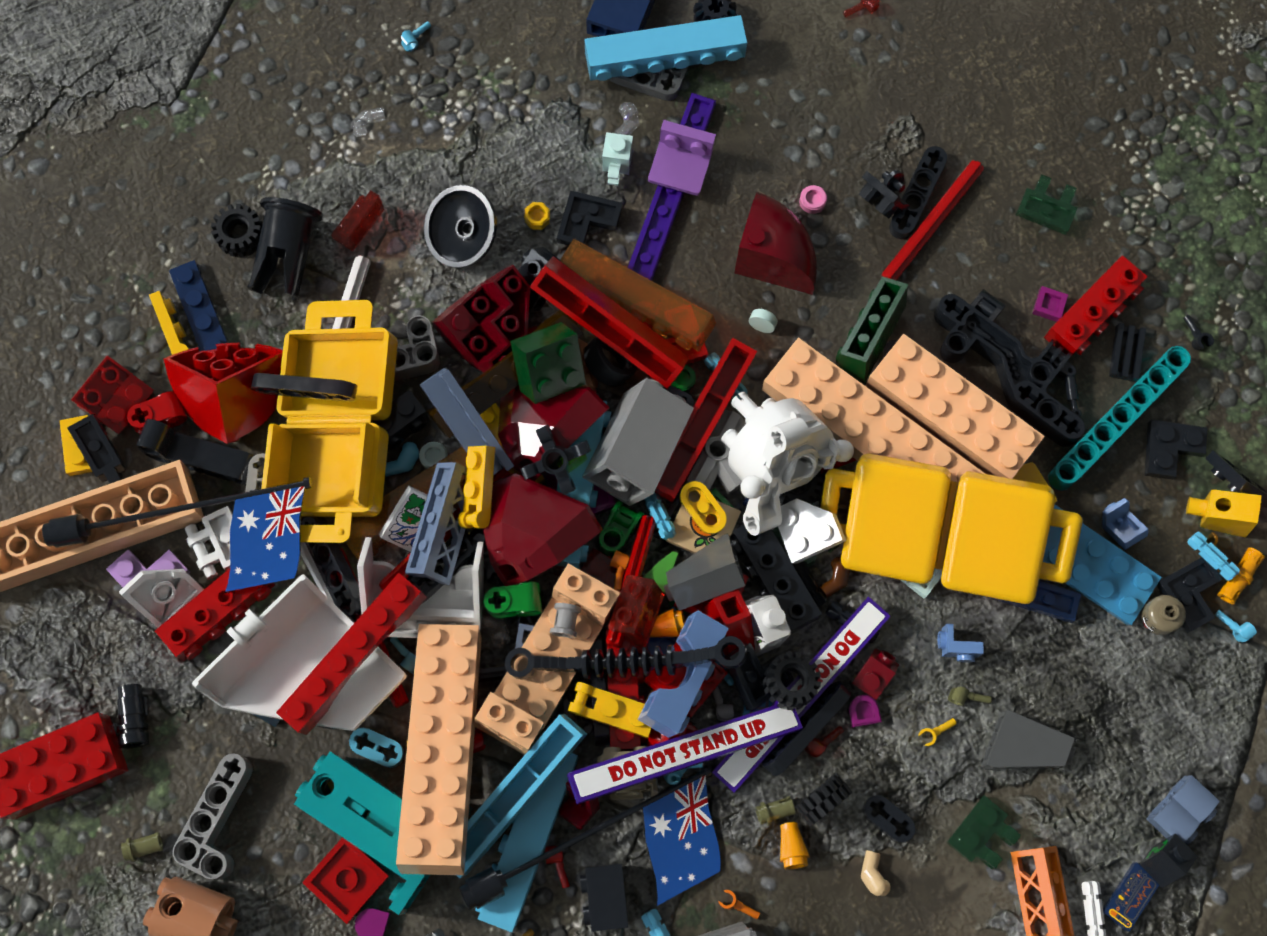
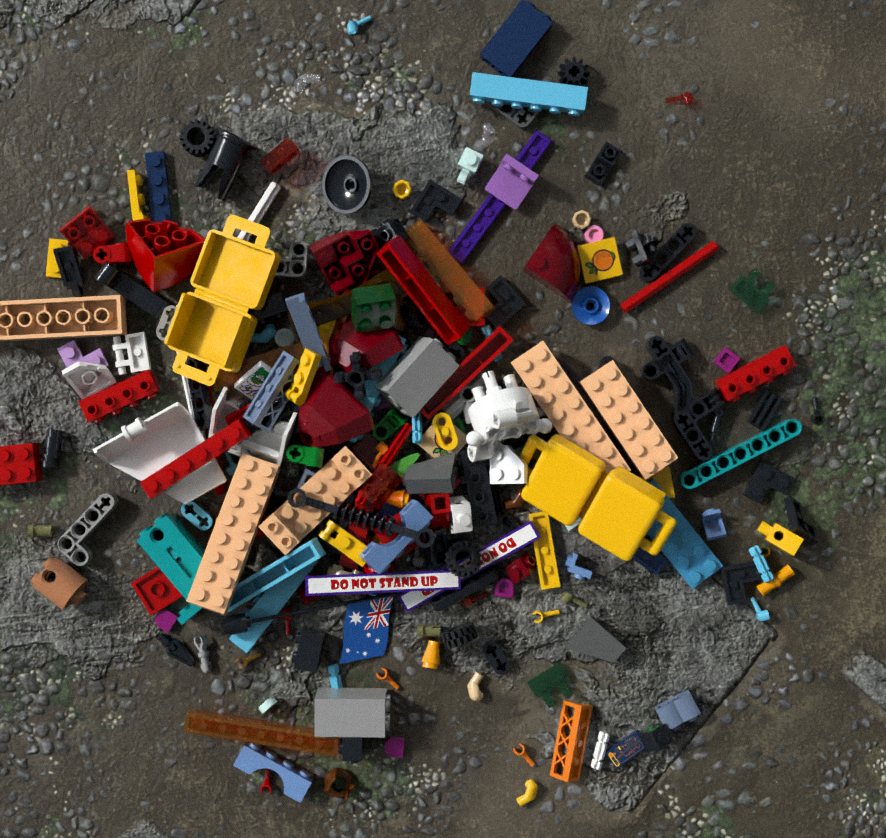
camera: 20 degrees right, 15 degrees up
(262, 532) = (160, 362): flag -> none
(304, 387) = (211, 275): black beam -> none
(565, 620) = (333, 480): light grey bush -> none
(729, 313) = (508, 302): none -> black plate
(763, 320) = (529, 313): light aqua tile -> none
(790, 184) = (581, 220): none -> tan tile
(792, 109) = (603, 163): none -> black slope
(833, 226) = (599, 260): none -> yellow tile
(846, 275) = (597, 298): none -> blue dish
(873, 329) = (596, 346): dark green brick -> none
(903, 639) = (545, 551): none -> yellow plate
(1163, 615) = (710, 585): dark tan head -> none

